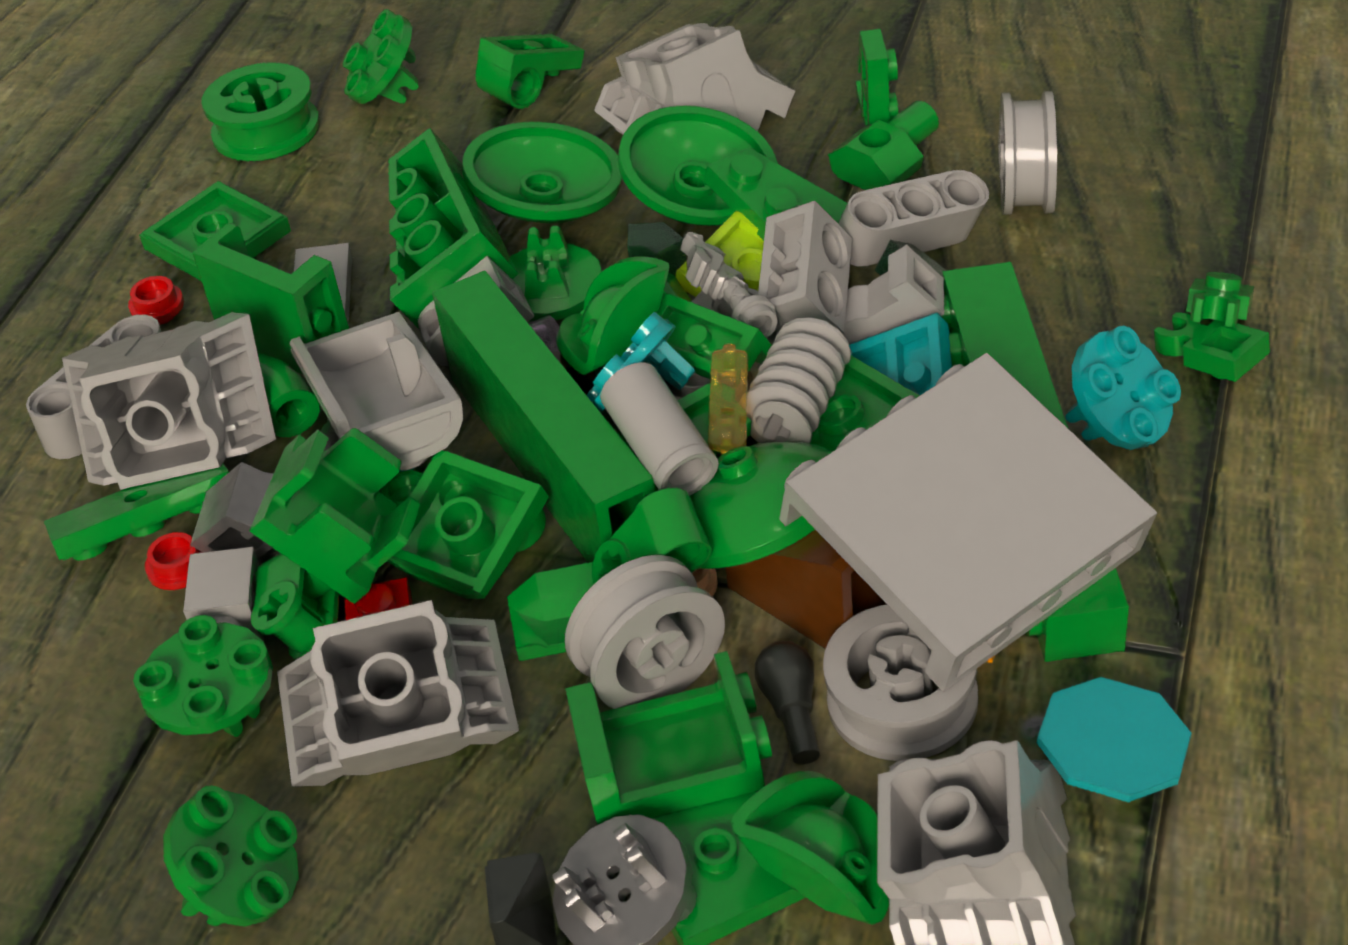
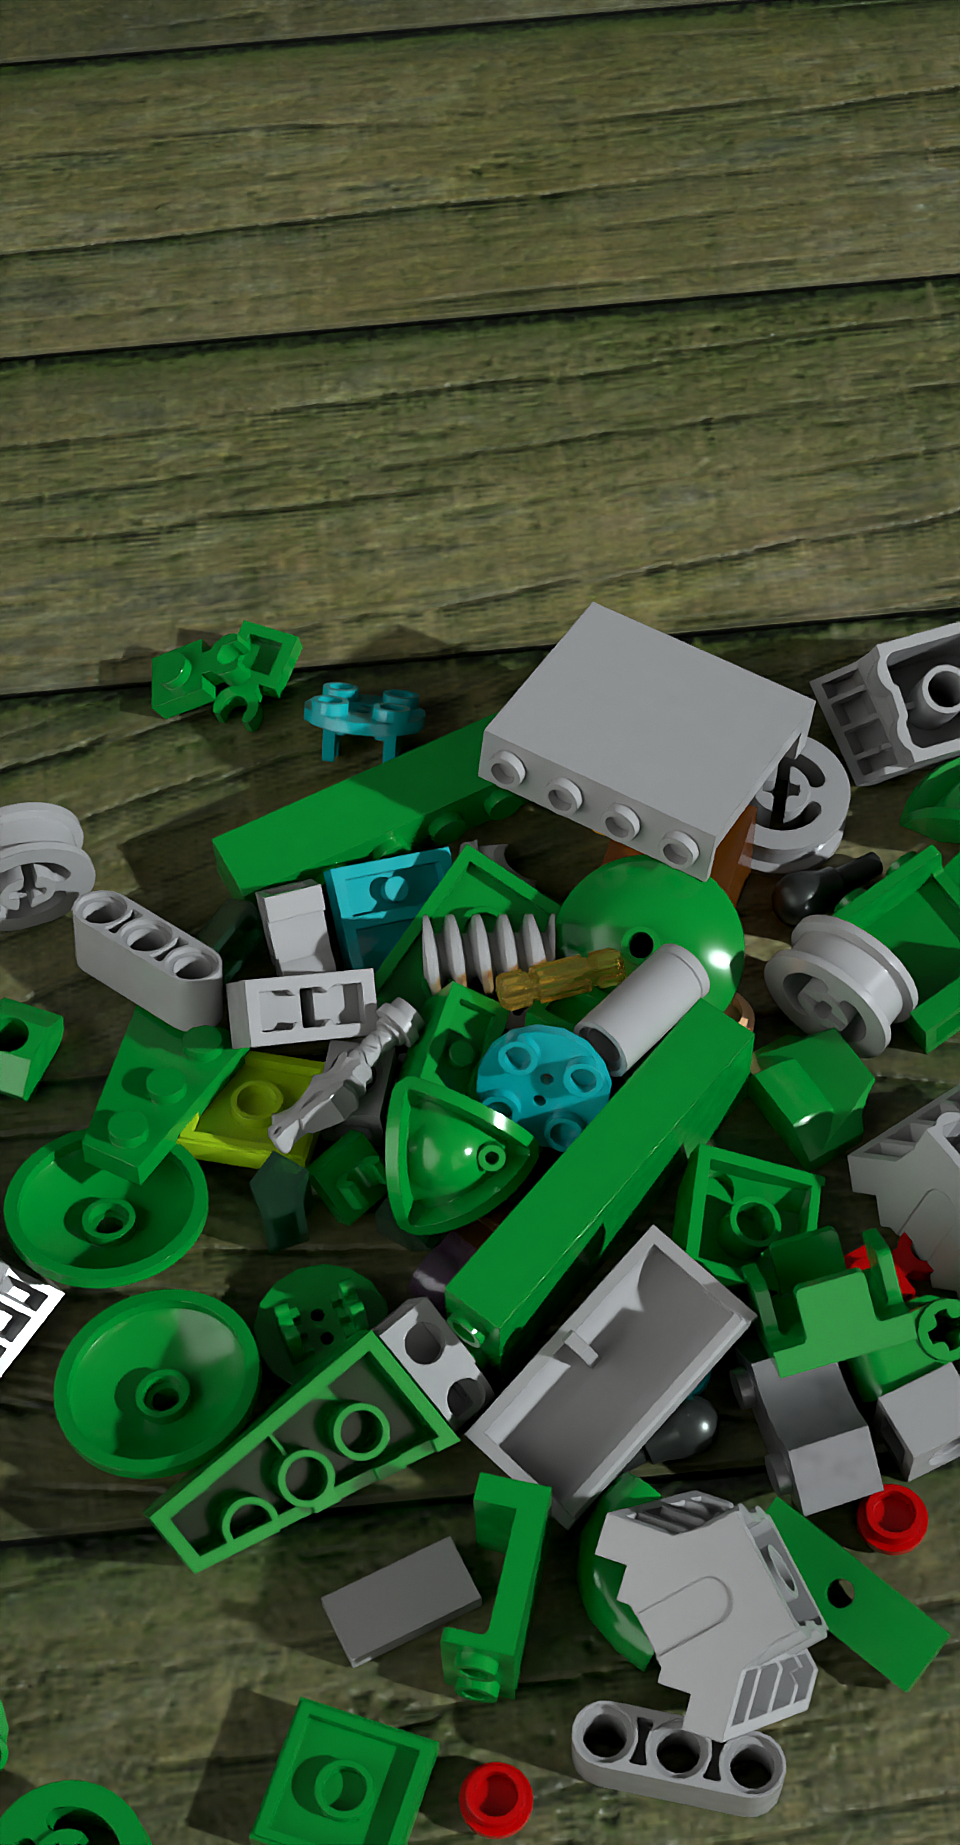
camera: 115 degrees left, 15 degrees up
(659, 526) = (758, 991): green piece -> none
(1114, 739) = (782, 637): teal piece -> none

